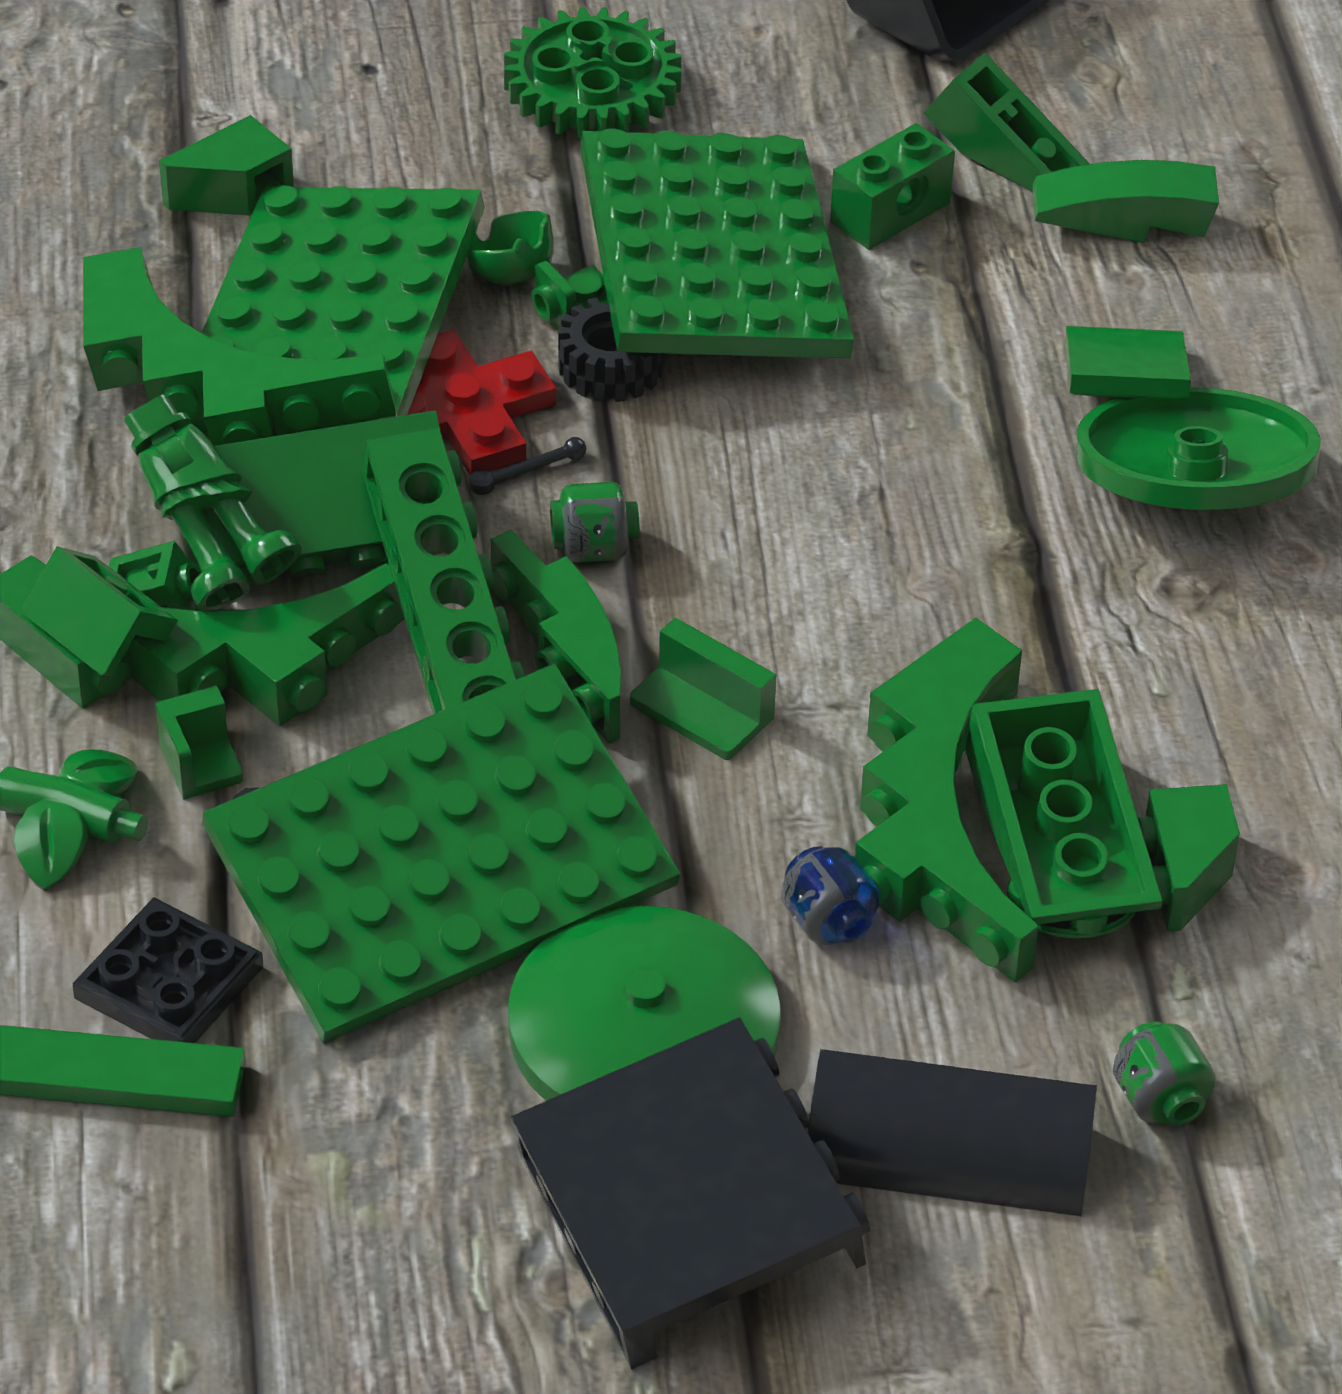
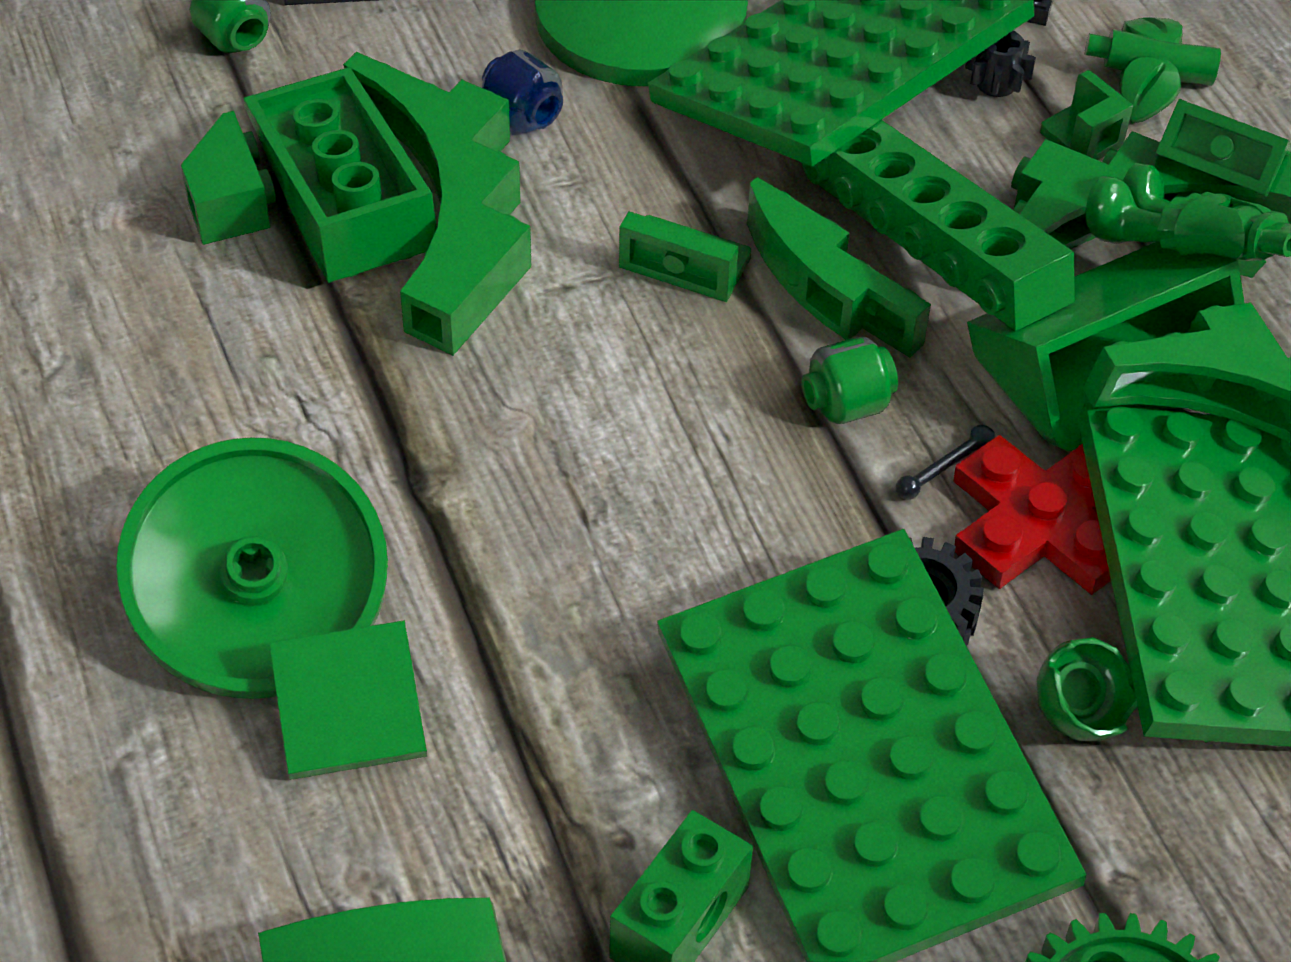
camera: 165 degrees right, 5 degrees up
(558, 294) = (1005, 654): green bracket -> none

